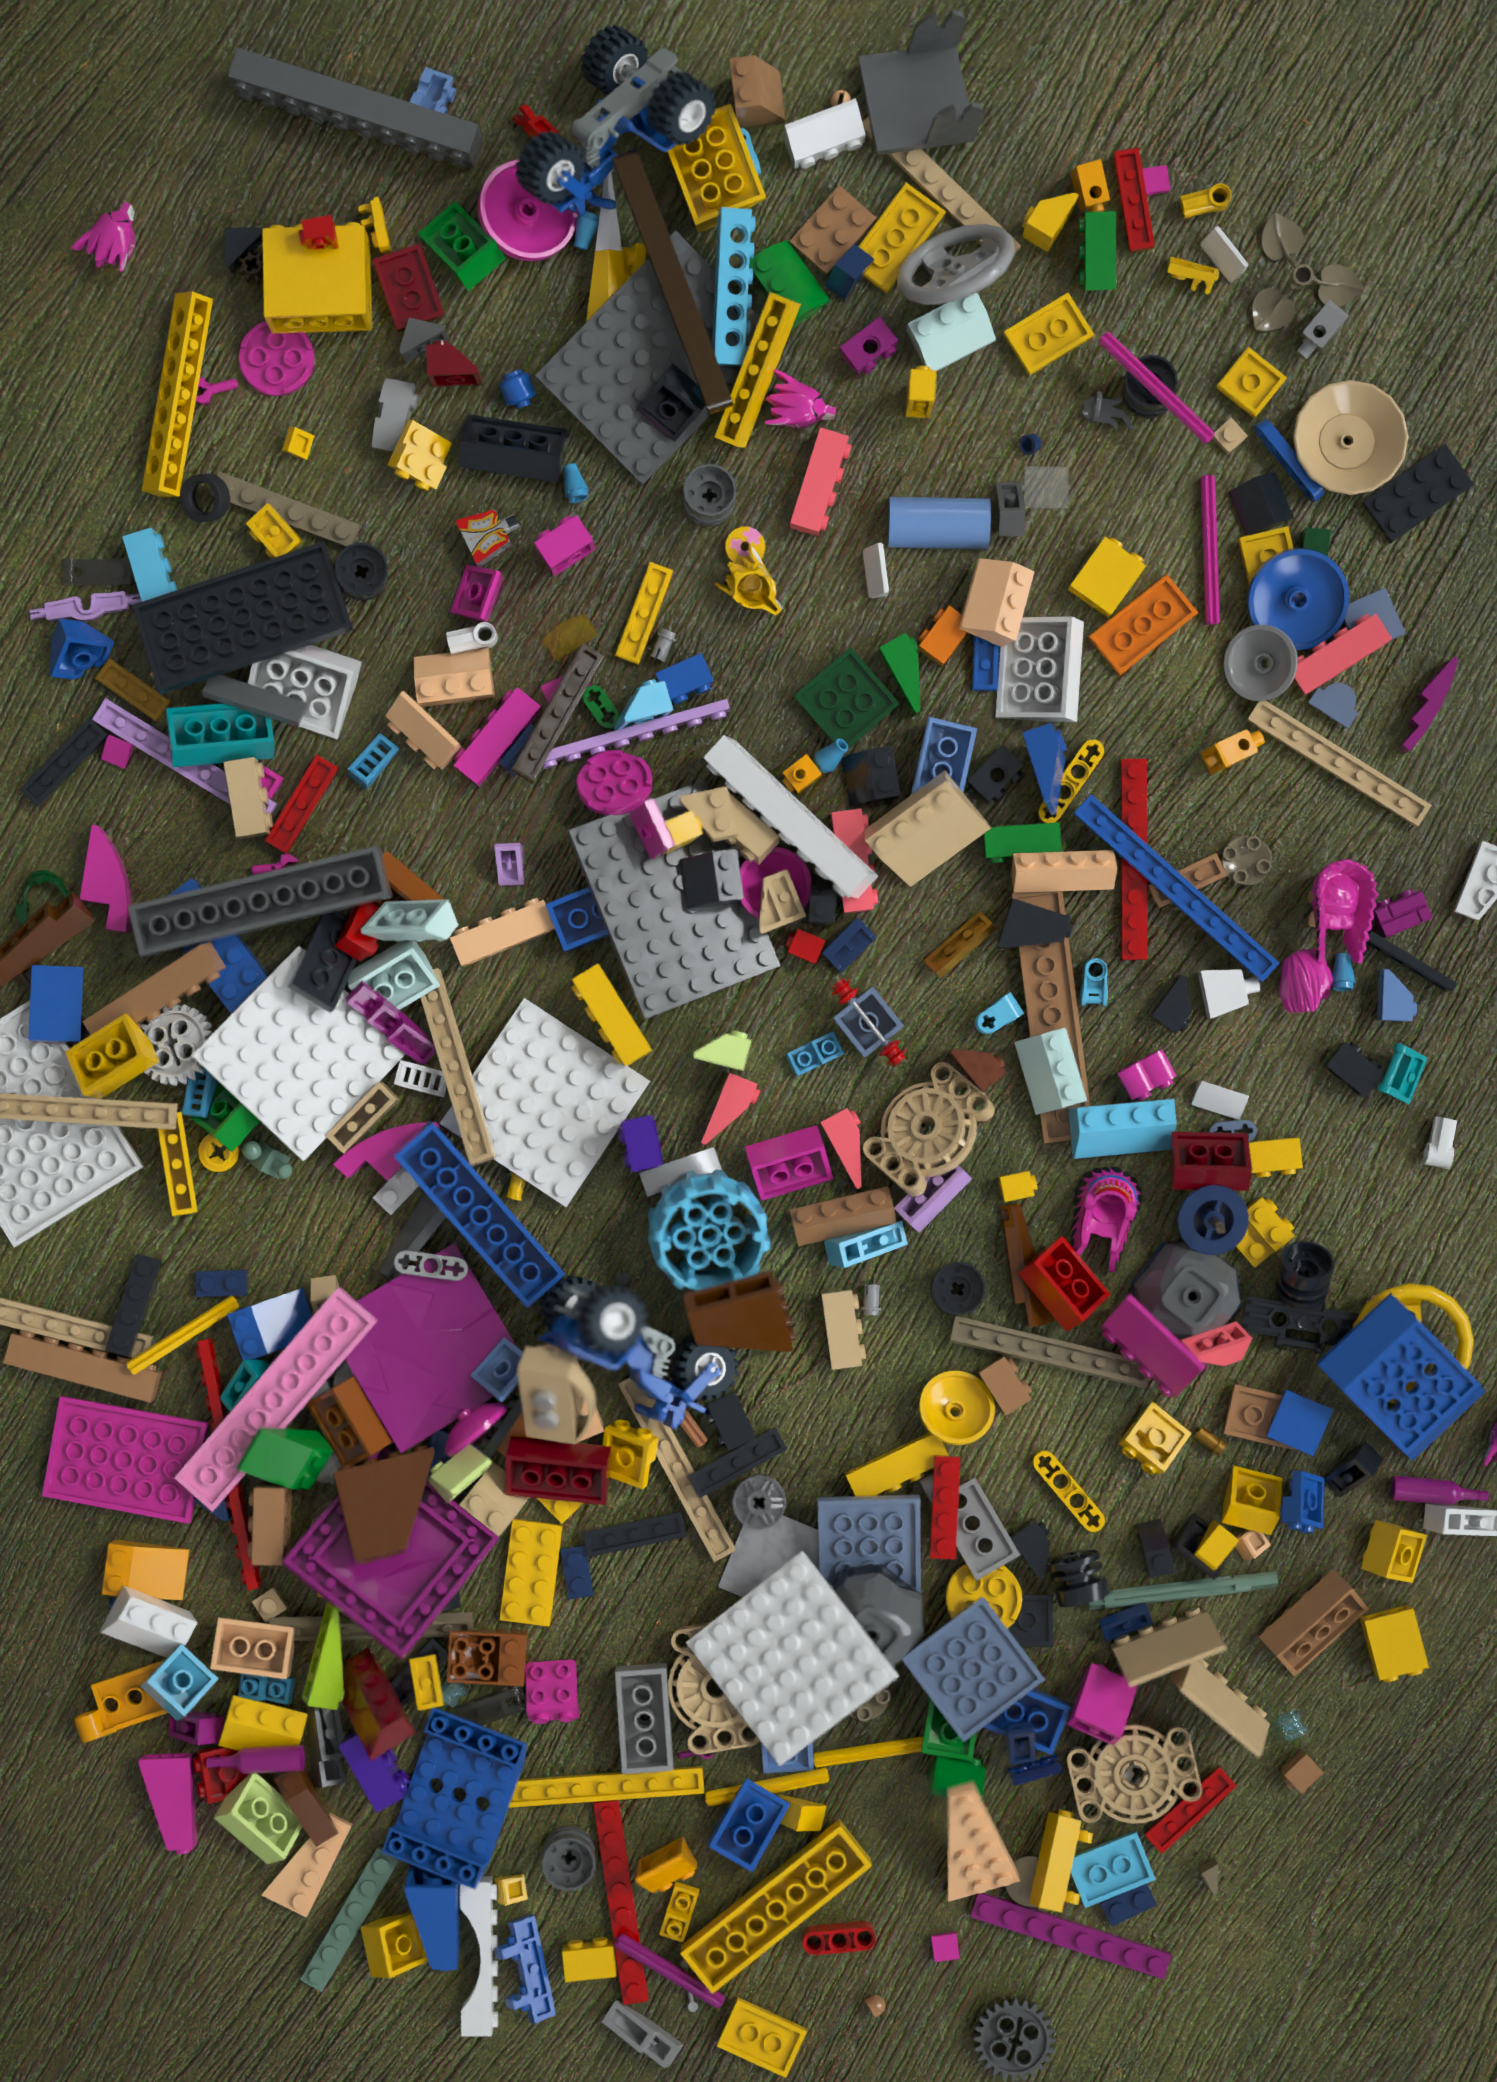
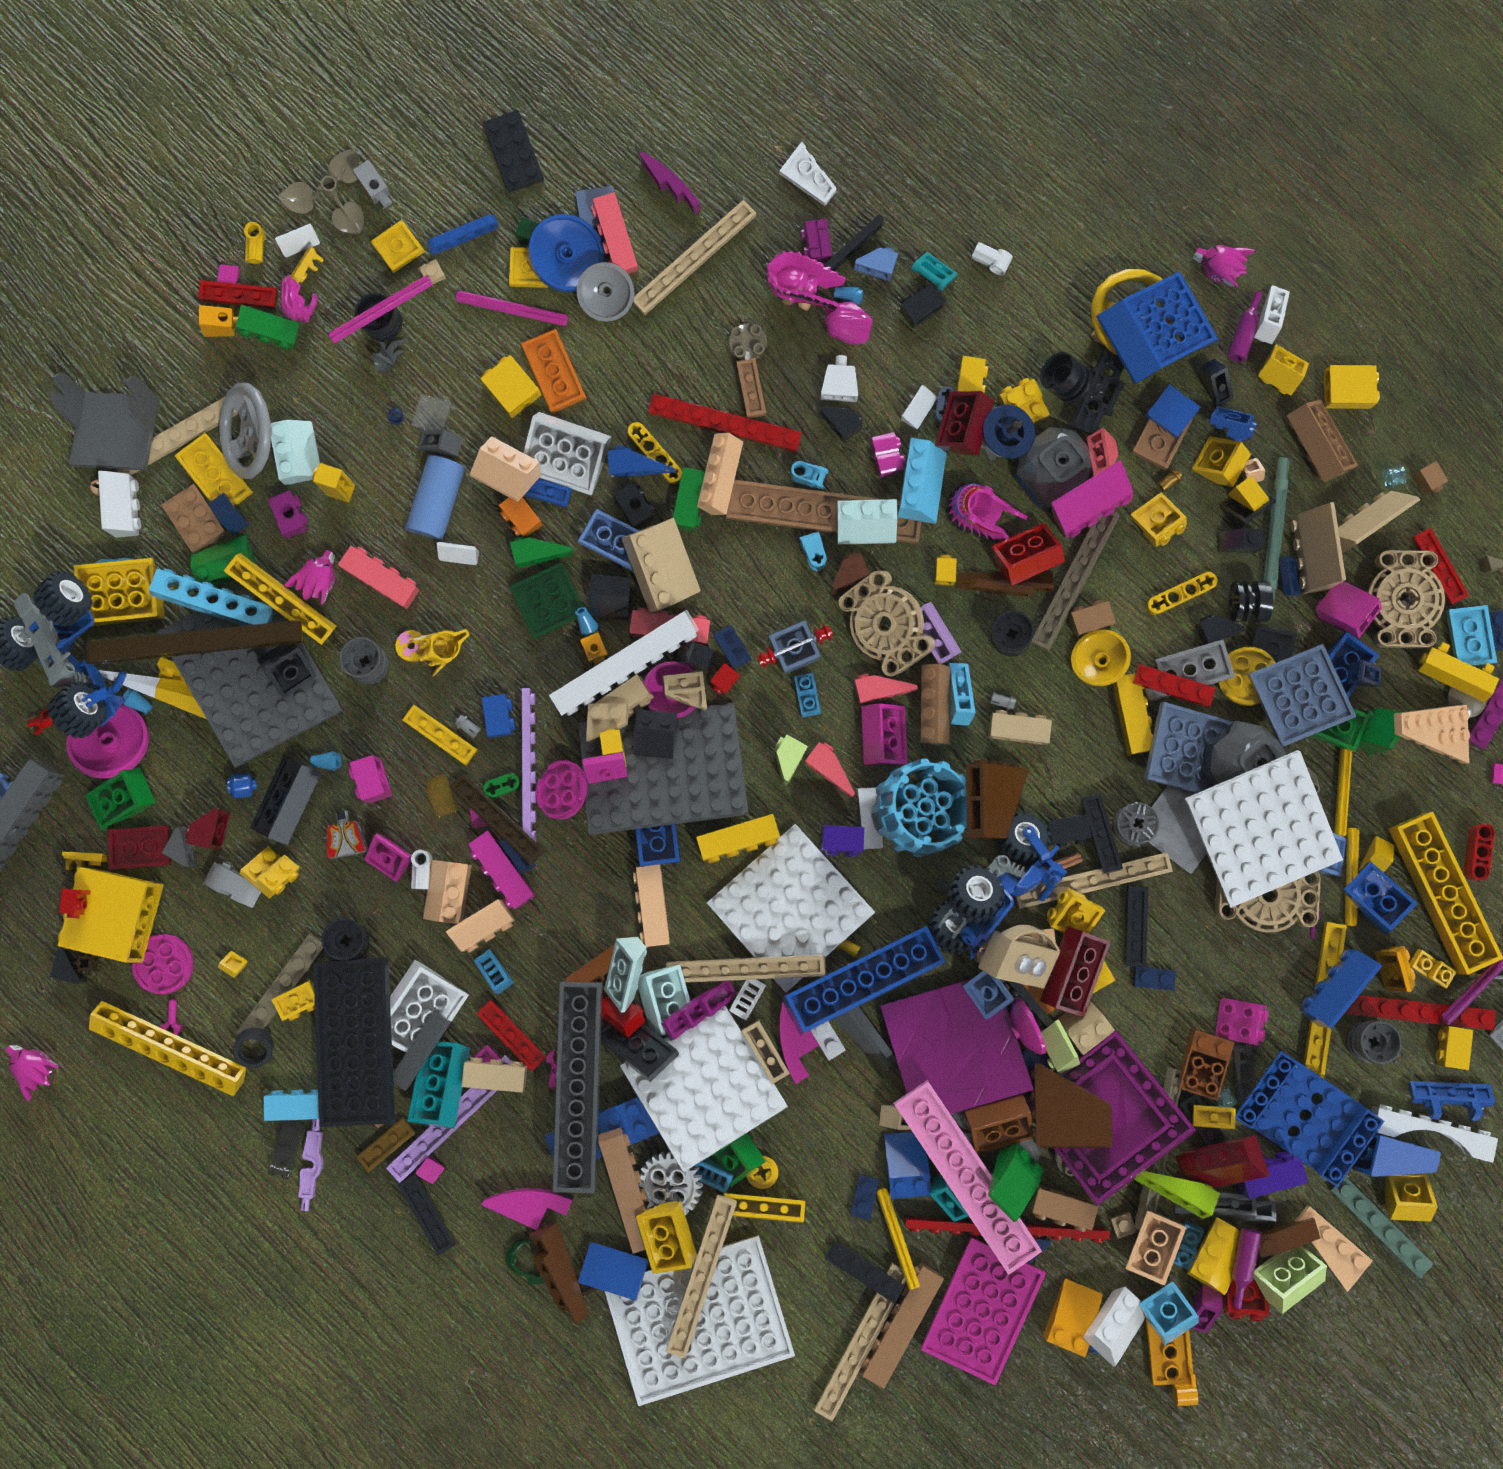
camera: 80 degrees left, 5 degrees down
(77, 648) = (341, 1180): blue slope -> none
(173, 1797) = (1254, 1342): dark pink slope -> none
(267, 1159) = (778, 1134): sand green piece -> none
(448, 1274) = (894, 1012): light grey beam -> none
(509, 863) = (601, 886): lavender slope -> none
(511, 1889) = (1385, 1094): yellow slope -> none
(531, 1572) = (1146, 1014): yellow plate -> none
(622, 1799) = (1339, 988): none -> blue slope
(644, 1743) = (1298, 957): light grey brick -> none
(646, 704) = (508, 748): medium azure slope -> none
(756, 91) = (70, 546): medium nougat slope -> none
(960, 944) = (754, 565): pearl gold plate -> none
(1032, 926) = (754, 507): black slope -> none
(1035, 1770) = (1388, 676): clear blue plate -> none
(1047, 220) = (232, 358): yellow slope -> none
(1048, 334) = (318, 381): yellow plate -> none
(1134, 276) = (293, 304): none -> dark pink hair
(1176, 888) = (754, 395): blue plate -> none
(1232, 750) = (664, 330): light orange torso -> none
(1261, 504) = (488, 263): black slope -> none
(1336, 702) = (650, 247): sand blue piece -> none
(1366, 418) = (456, 168): tan dish -> none

